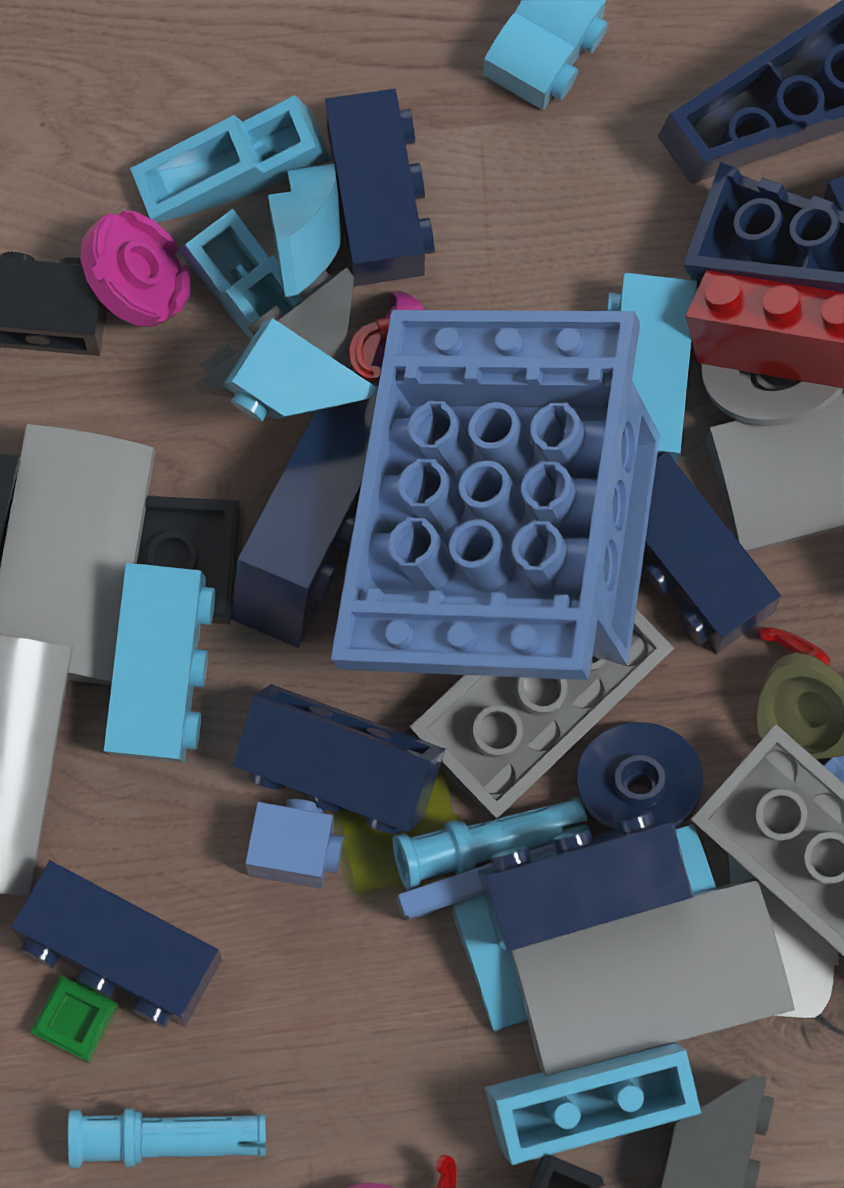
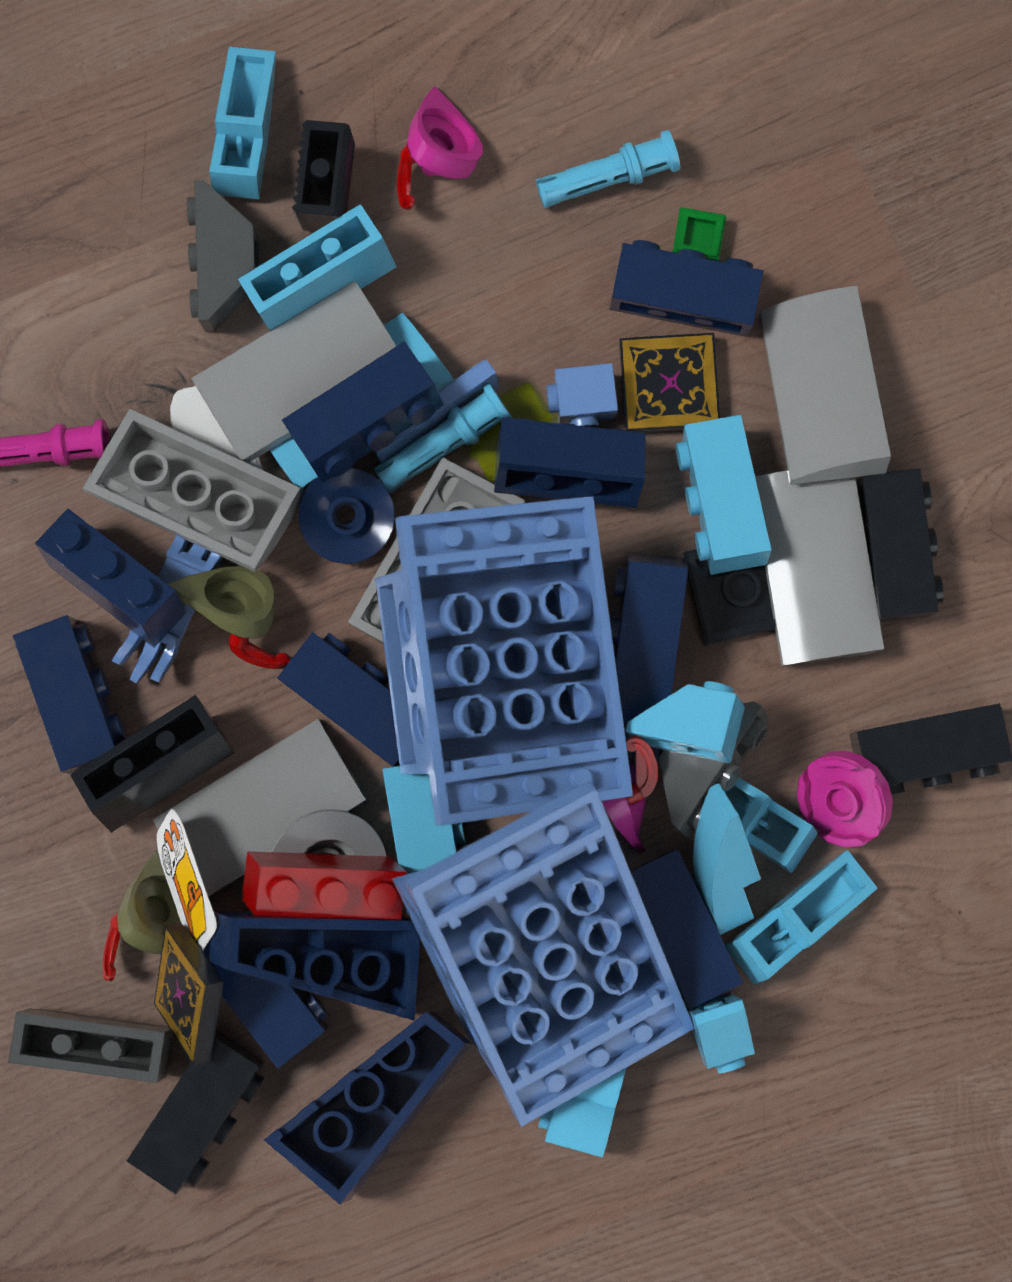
camera: 165 degrees right, 10 degrees up
(177, 836) = (668, 381): none -> tile
(366, 55) = (722, 1033): none -> medium azure slope
(552, 174) = (547, 953): none -> medium blue wedge

